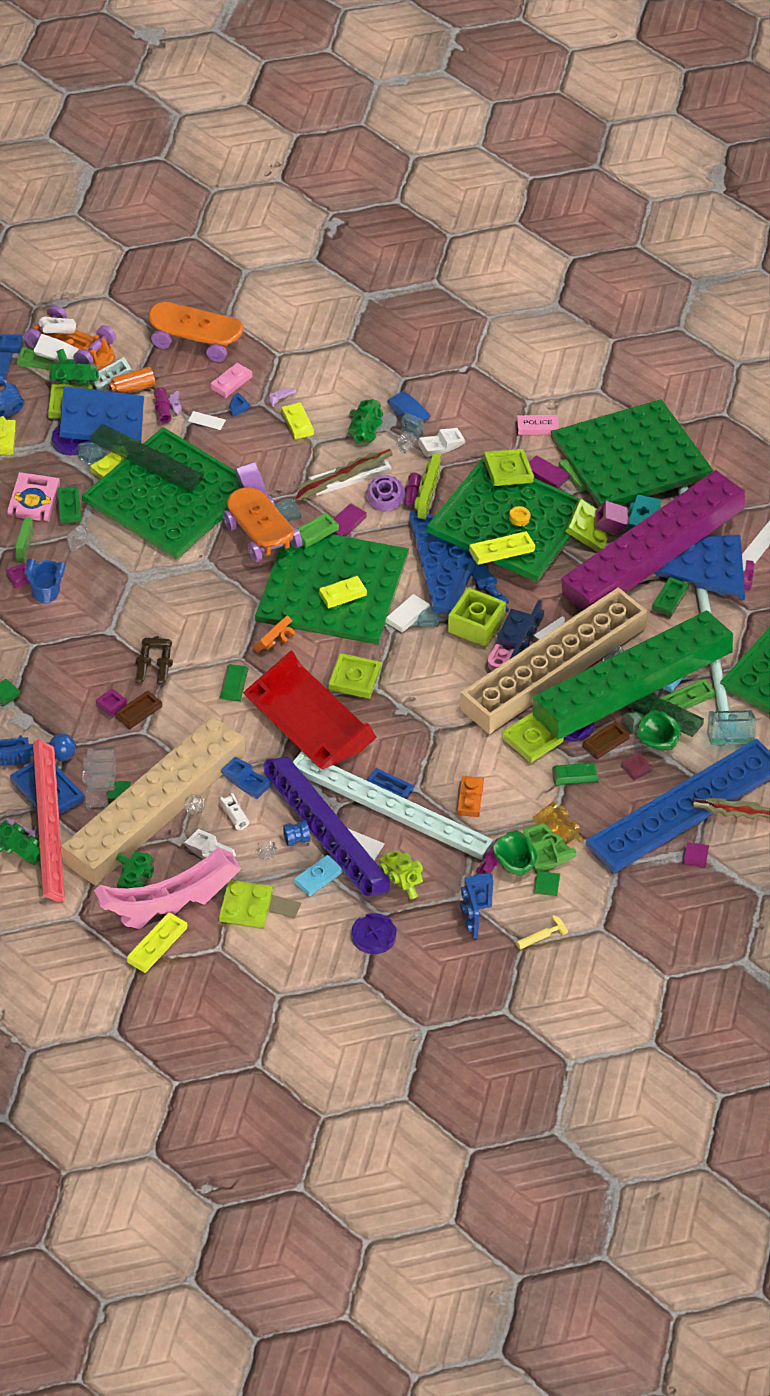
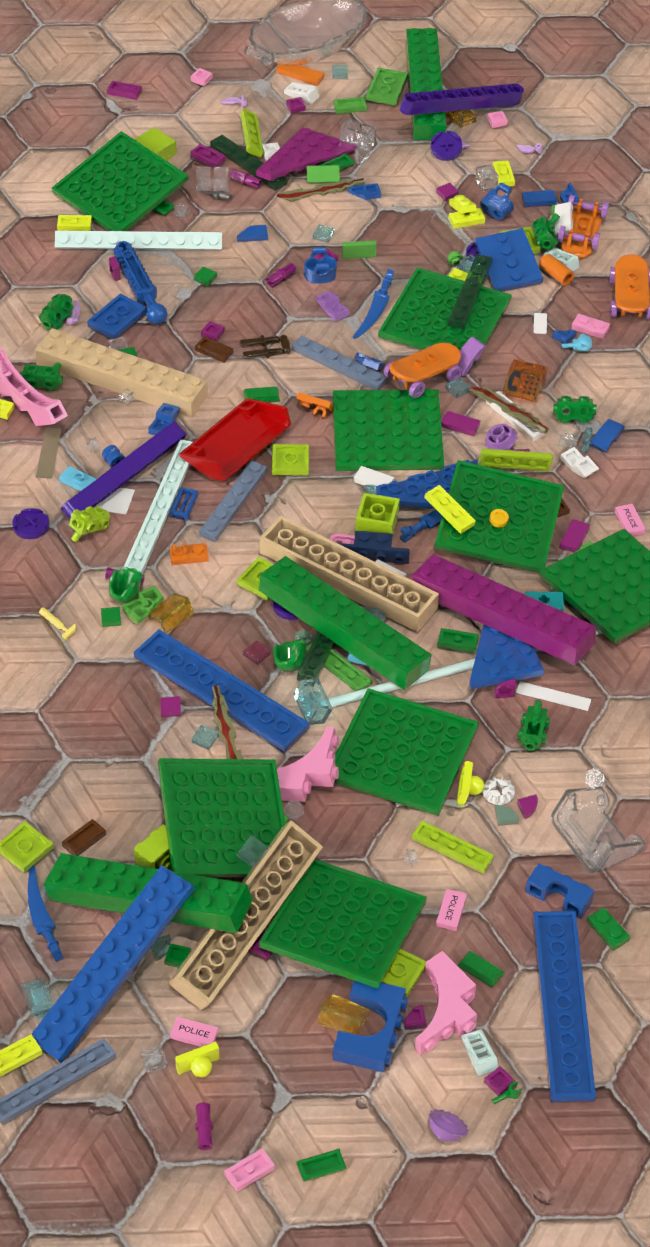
camera: 75 degrees right, 0 degrees up
(33, 499) = (405, 247): bright pink container -> none
(35, 620) = (281, 274): none -> magenta axle
(48, 821) = (78, 317): coral tile -> none
(57, 325) = (587, 209): white bar -> none
(69, 504) = (407, 265): green plate -> none
(74, 462) = (454, 258): none -> bright green plate
(77, 537) = (373, 276): clear tile -> none
(100, 769) = (145, 333): clear piece -> none
(102, 588) = (331, 305): none -> medium lavender slope
(122, 547) = (378, 305): none -> blue sword
(162, 405) = (540, 292): magenta pin -> none
(175, 403) = (551, 299): lavender piece -> none
(204, 844) = (87, 415): white slope -> none
(207, 602) = (339, 363): none -> sand blue plate
(219, 574) = (369, 361): none -> blue tile
(234, 811) = (127, 420): white bar -> none
(246, 904) = (38, 445): lime plate -> none
(259, 393) = (583, 343): none -> medium azure piece
(281, 393) = (587, 356): lavender piece -> none
(297, 421) = (563, 373): neon yellow plate -> none
(307, 449) = (525, 380): none -> clear orange slope
(317, 529) = (435, 402): bright green tile -> none
(342, 592) = (372, 431): neon yellow plate -> none
(403, 742) = (233, 501): none -> sand blue plate
(476, 895) = (64, 566): blue bracket -> none
(508, 467) = (552, 499): lime plate -> none
(575, 773) = (235, 615): green tile -> none
(583, 526) = (516, 570): lime plate -> none
(606, 740) = (278, 627): reddish brown tile -> none
(611, 517) = (523, 577): brick -> none
(746, 833) = (205, 737): none -> clear light blue tile

